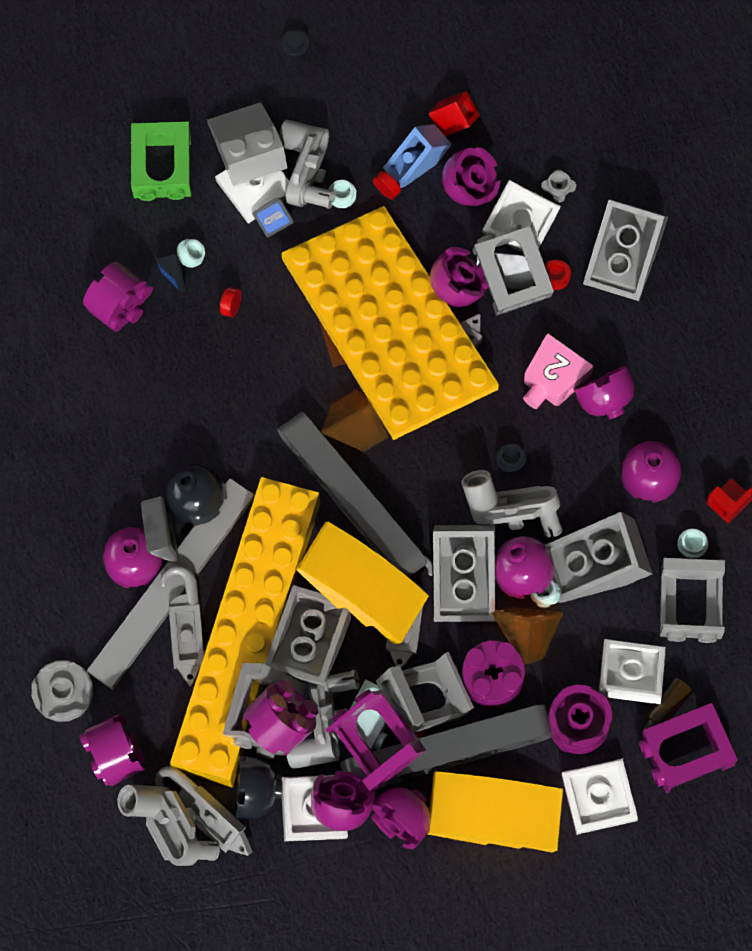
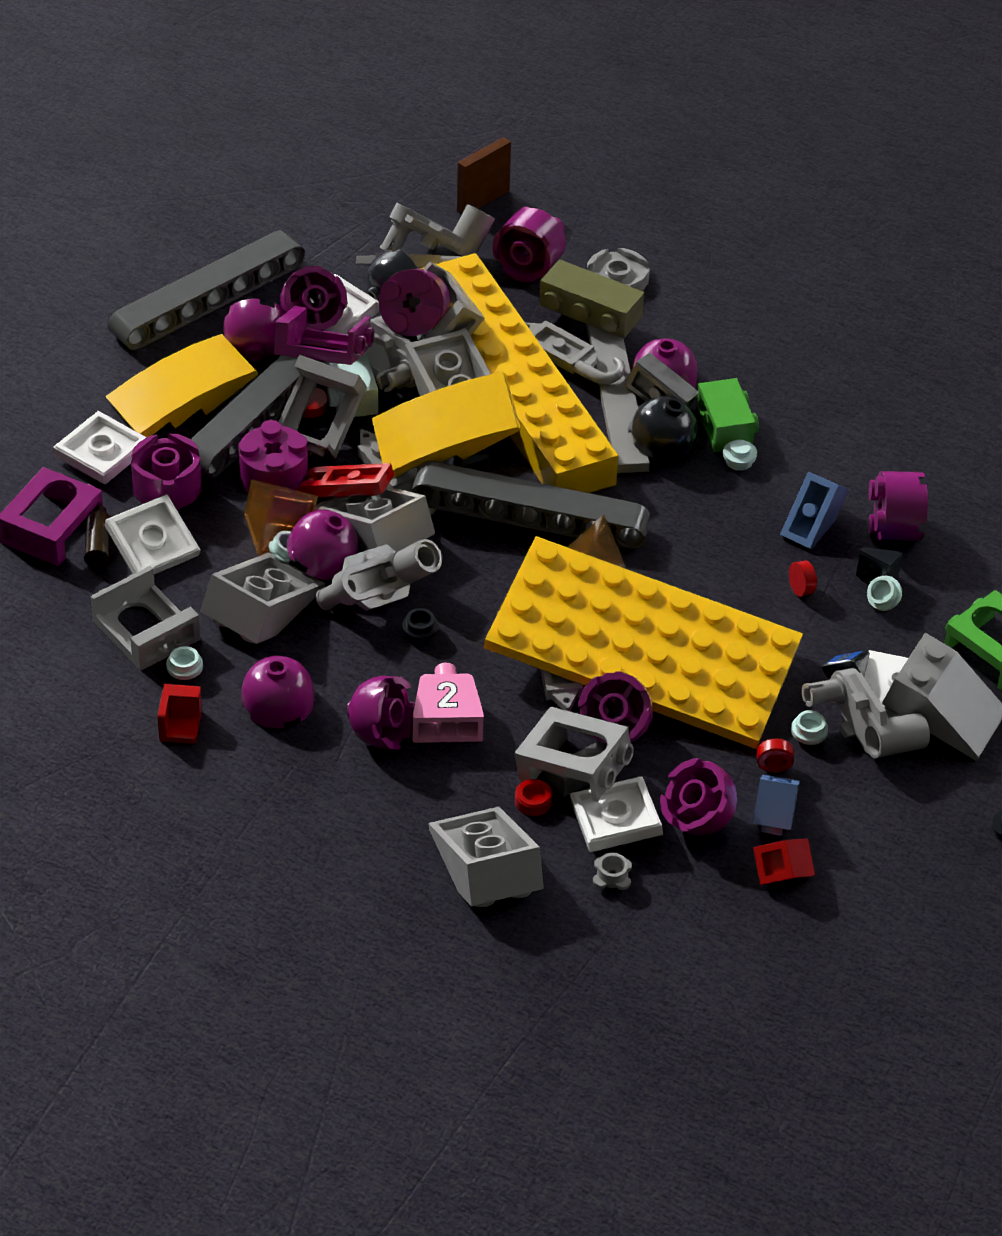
camera: 135 degrees right, 25 degrees down
(77, 856) = (484, 175): none -> reddish brown tile
(127, 653) = (591, 298): none -> olive brick
(135, 477) = (725, 413): none -> bright green brick
(158, 441) = (739, 454): none -> light aqua plate
(163, 348) = (814, 510): none -> medium blue slope
(390, 911) = (206, 290): none -> dark grey beam
(460, 608) = (347, 480): none -> red plate

